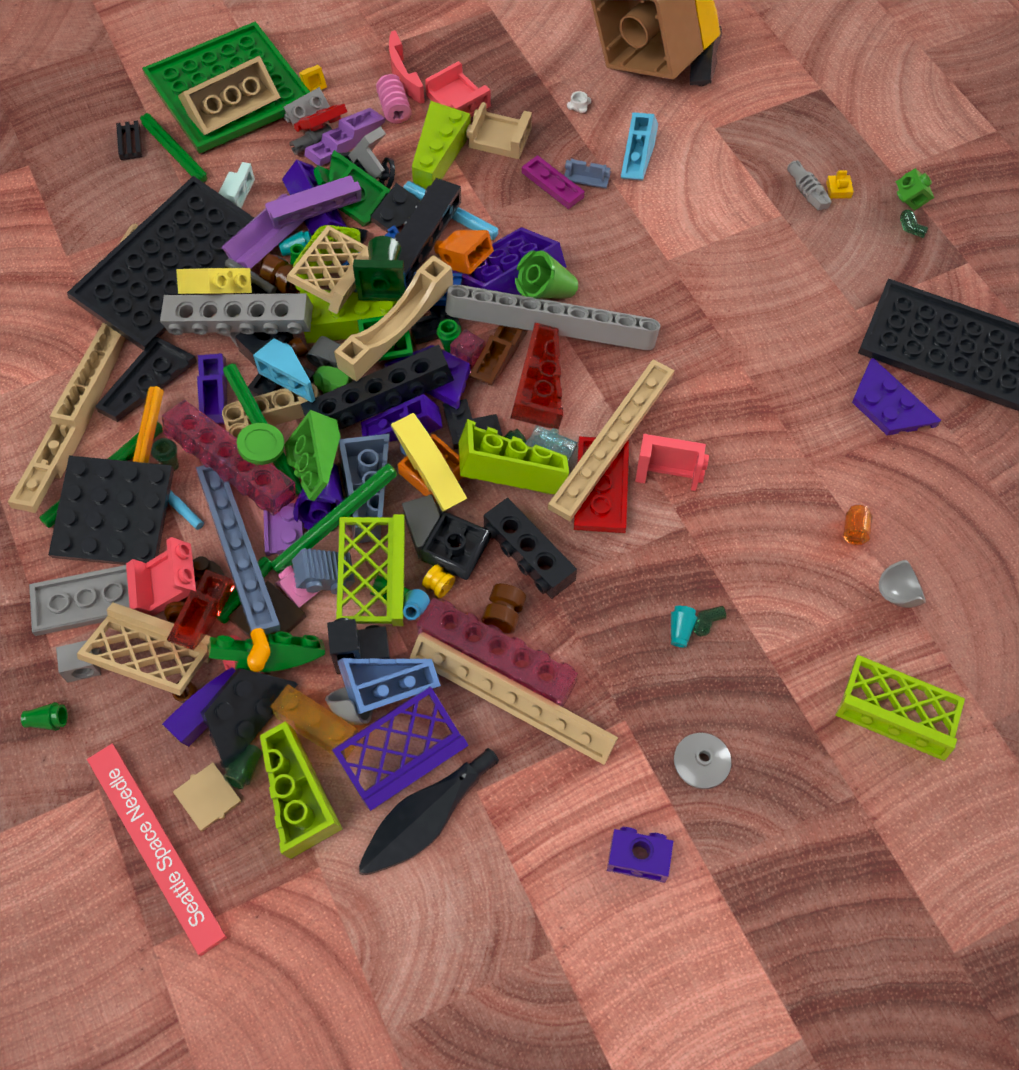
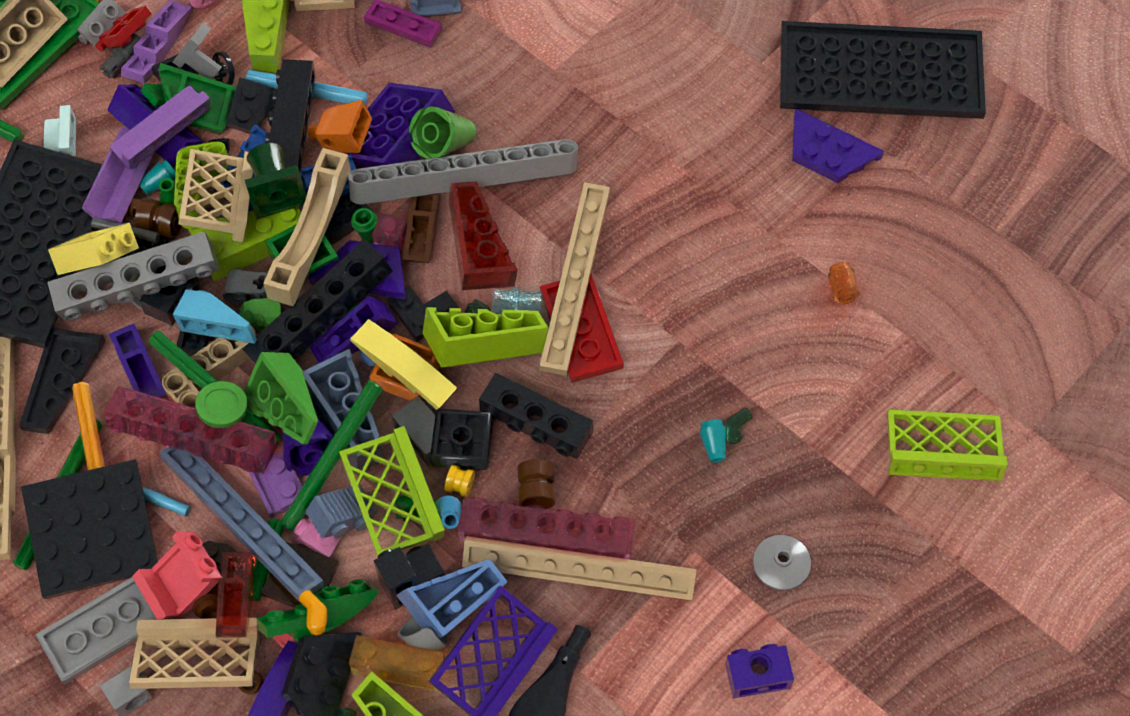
camera: 20 degrees left, 0 degrees up
(165, 452) = (121, 447): clear green cone -> none
(298, 347) = (209, 286): reddish brown hinge -> none
(672, 458) = (642, 277): coral panel -> none
(901, 586) = (904, 328): light grey helmet -> none

